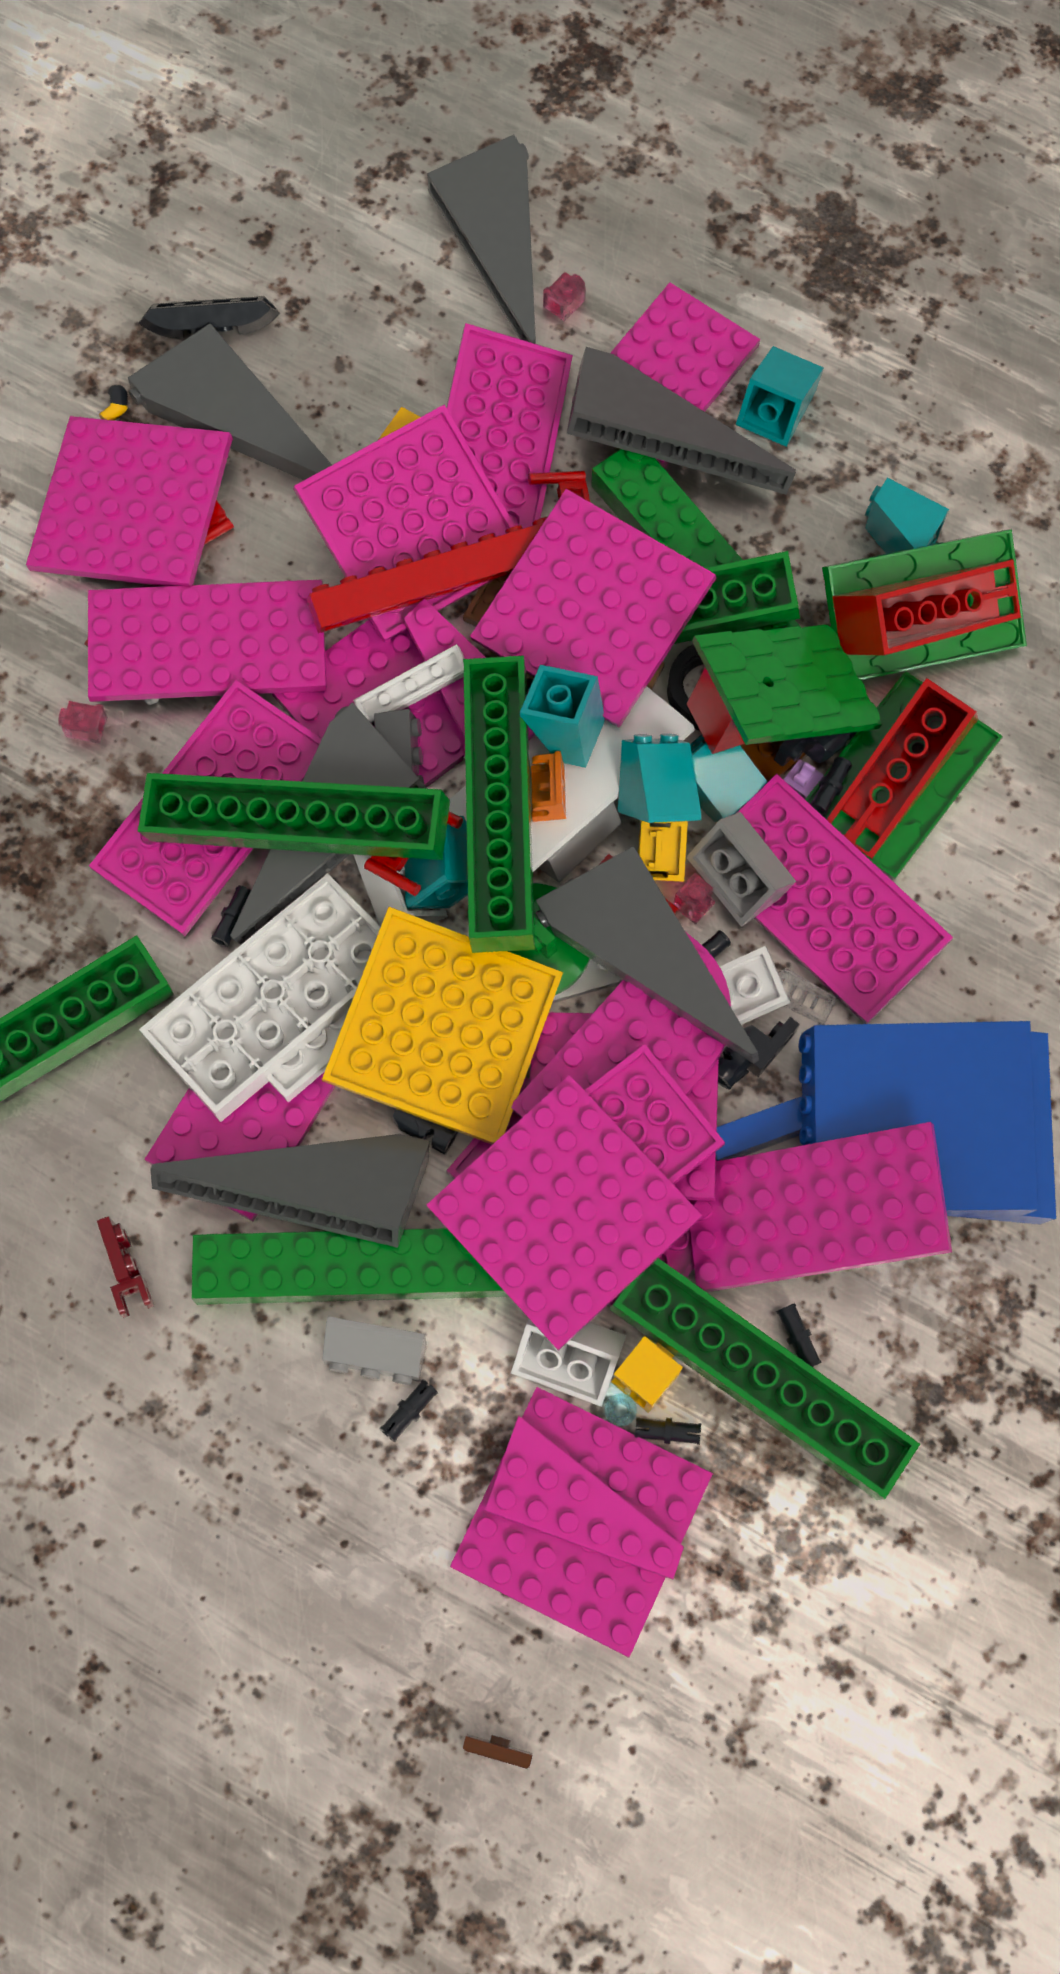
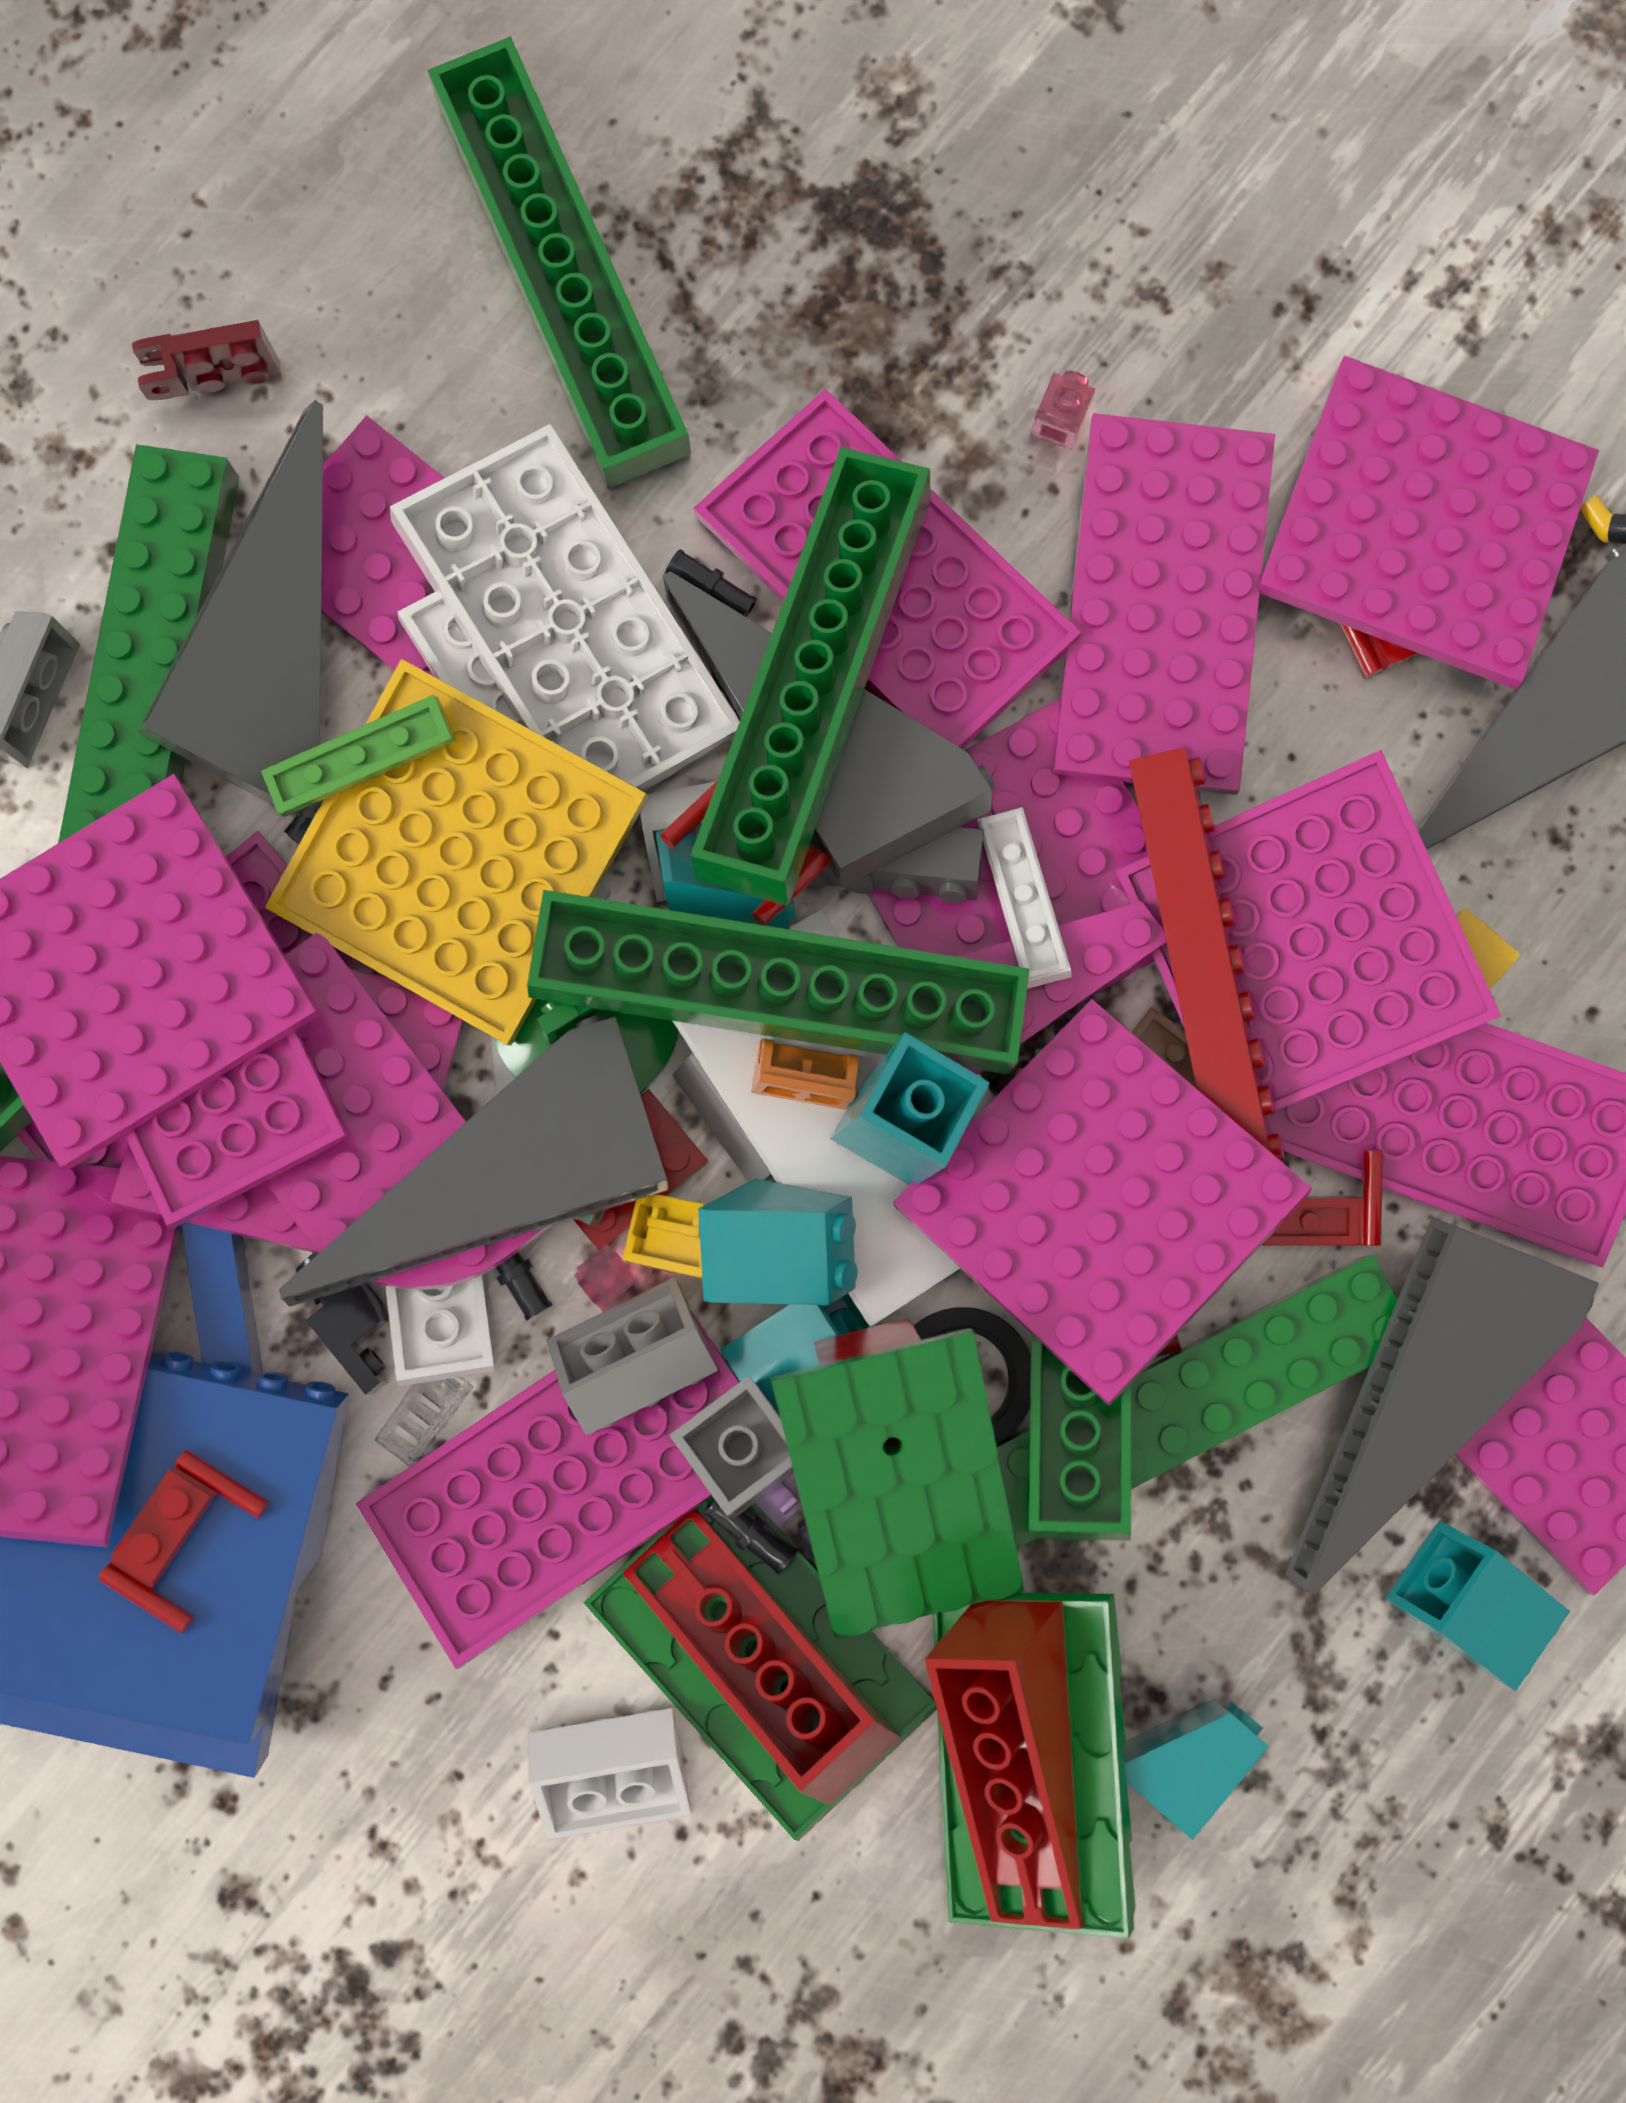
camera: 100 degrees right, 10 degrees up
(393, 1091) = (358, 756): none -> bright green plate
(784, 786) = (736, 1447): none -> light grey brick
(912, 1102) = (164, 1528): none -> red plate
(990, 845) = (608, 1773): none -> white slope

